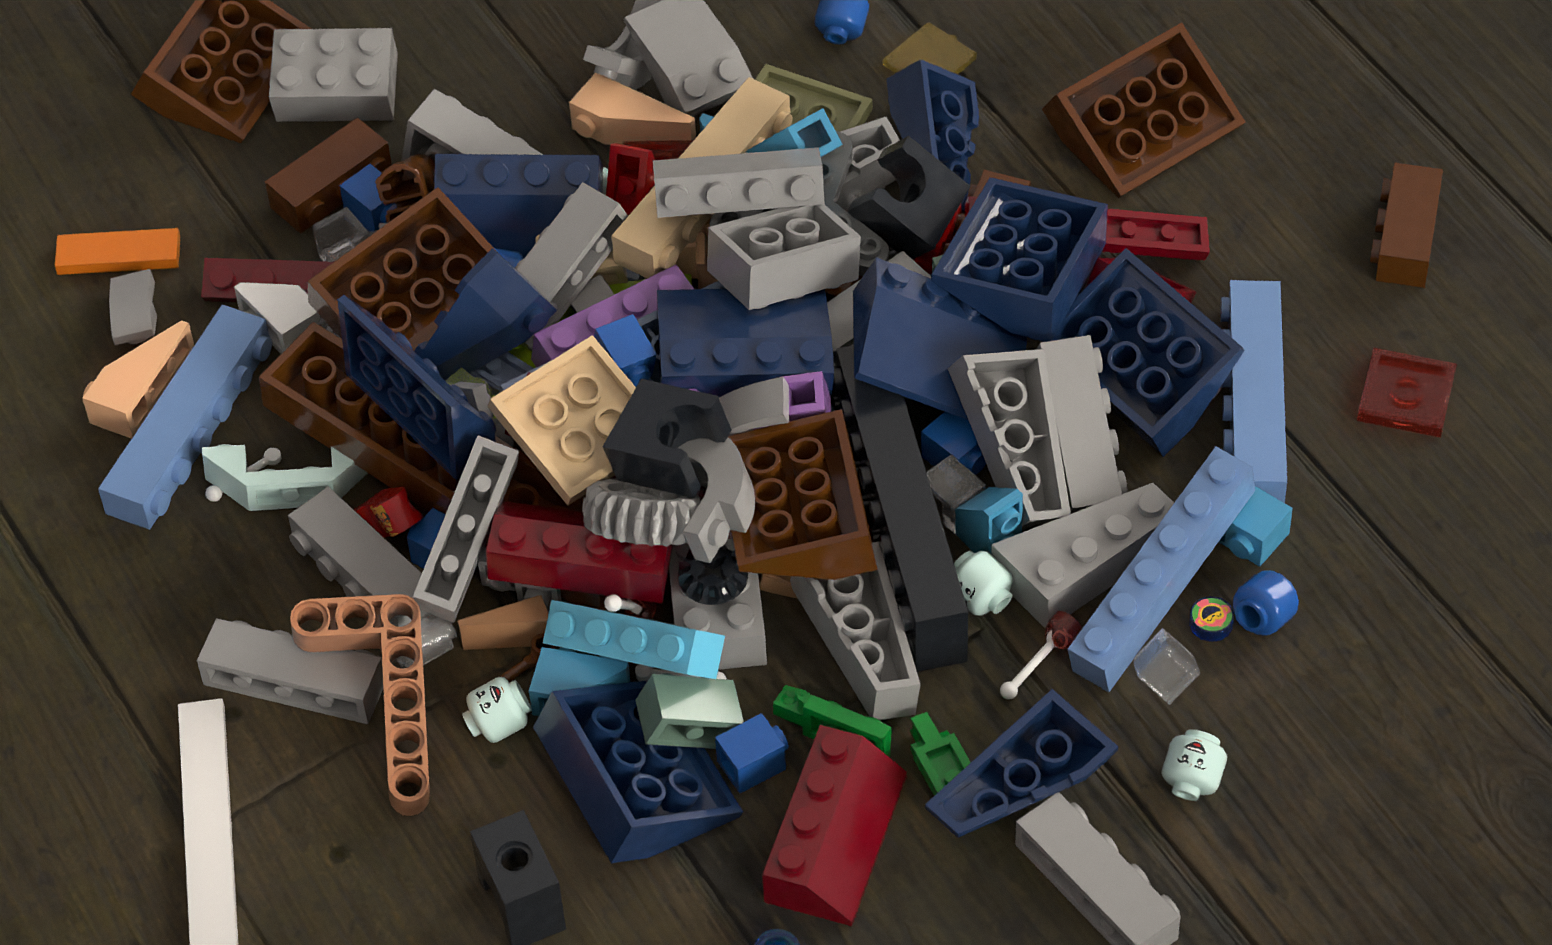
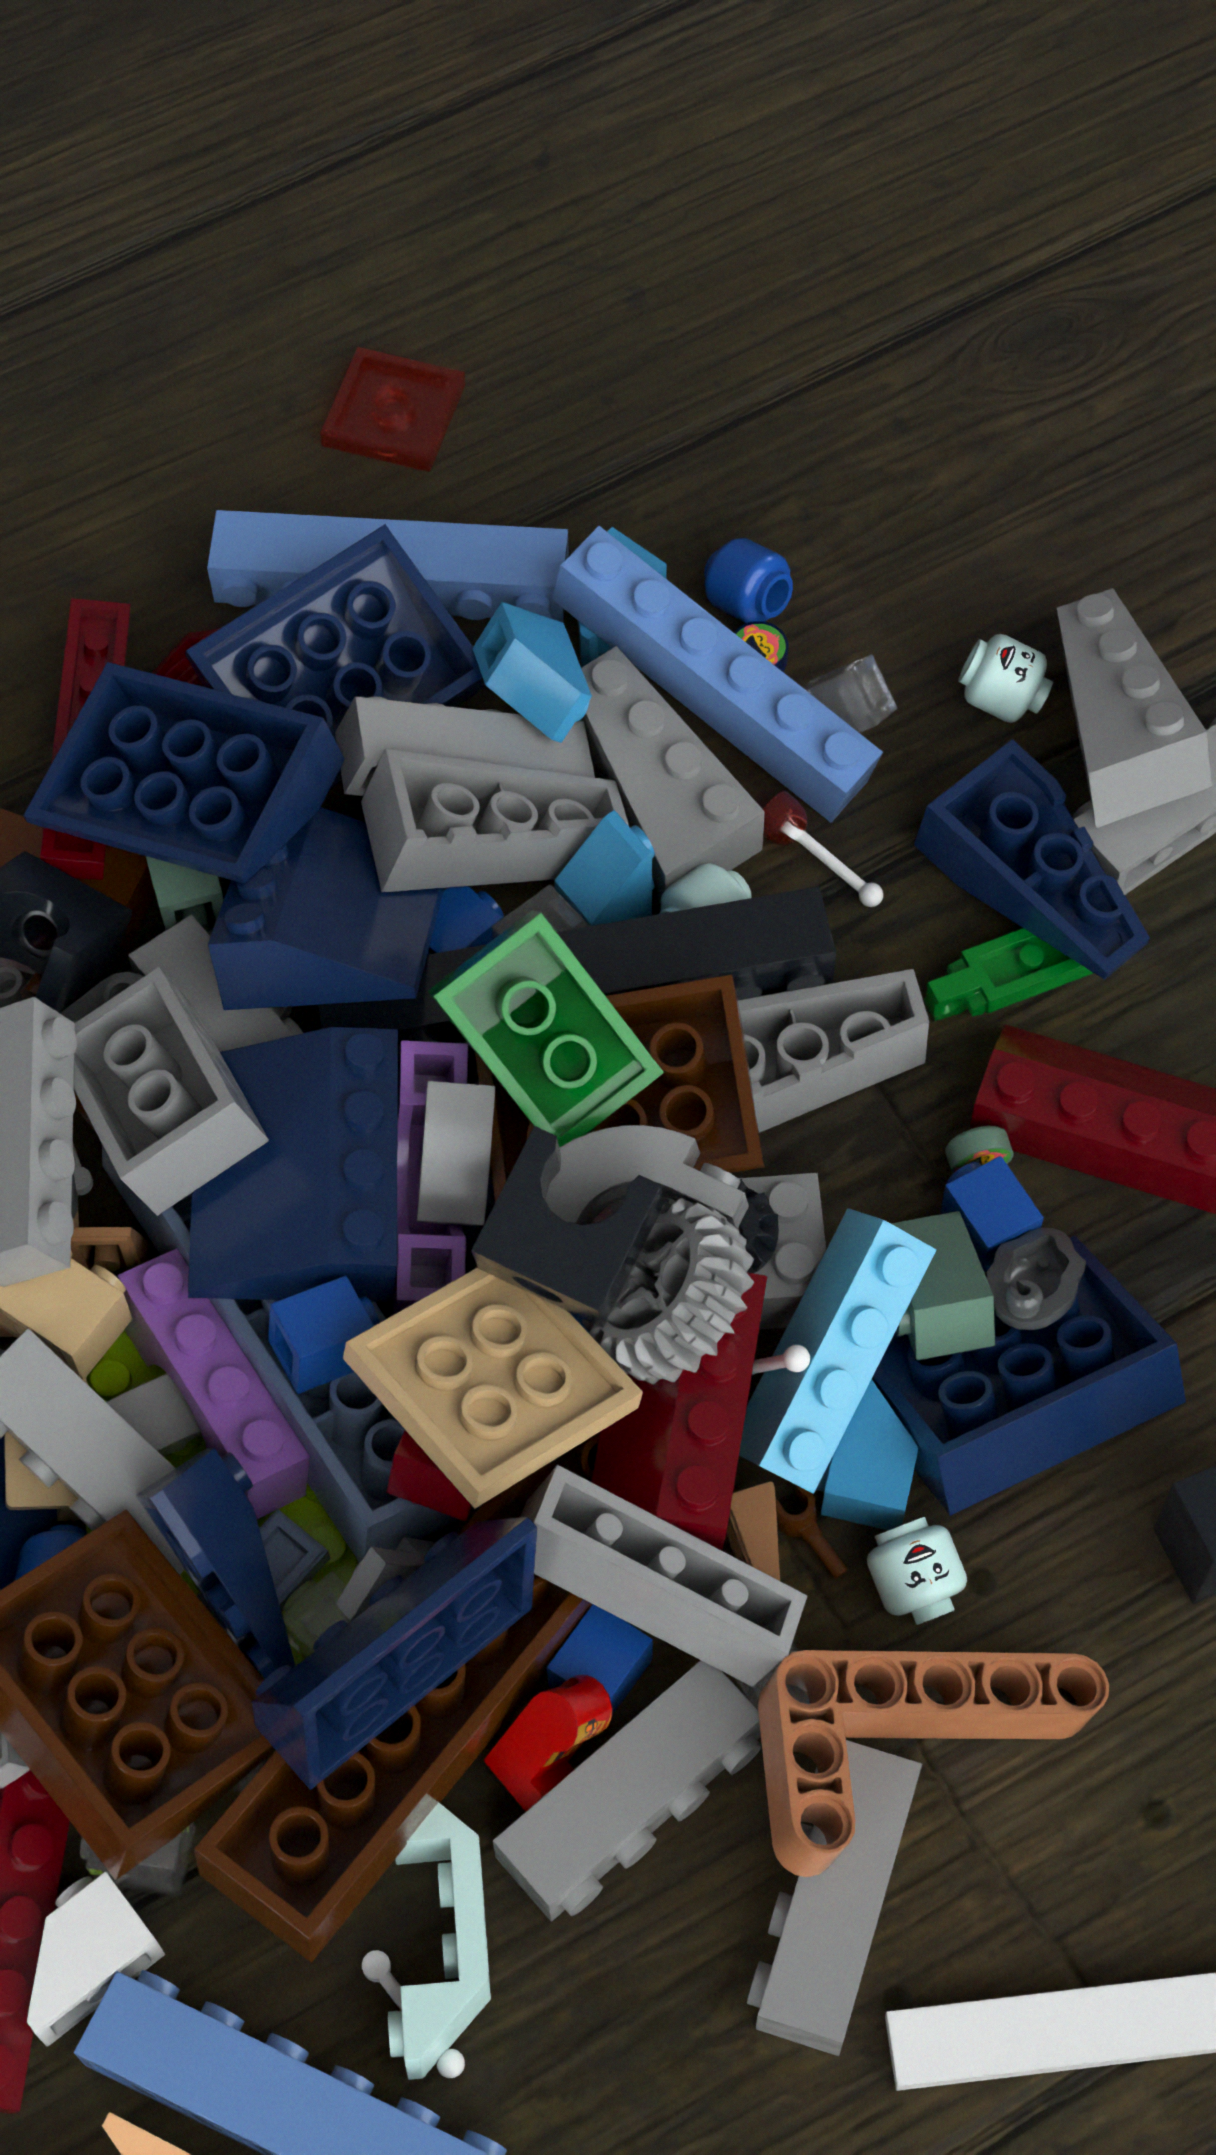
camera: 90 degrees left, 10 degrees up
(689, 759) = (1035, 1278): none -> dark grey arm
(798, 745) = (978, 1145): none -> sand green tile
(811, 712) = (937, 1110): green hinge -> none
(822, 432) = (545, 1030): none -> green slope
(1147, 449) = (533, 669): none -> dark azure slope
(1152, 817) = (1130, 716): none -> light grey wedge
(1406, 224) = (114, 371): reddish brown brick -> none

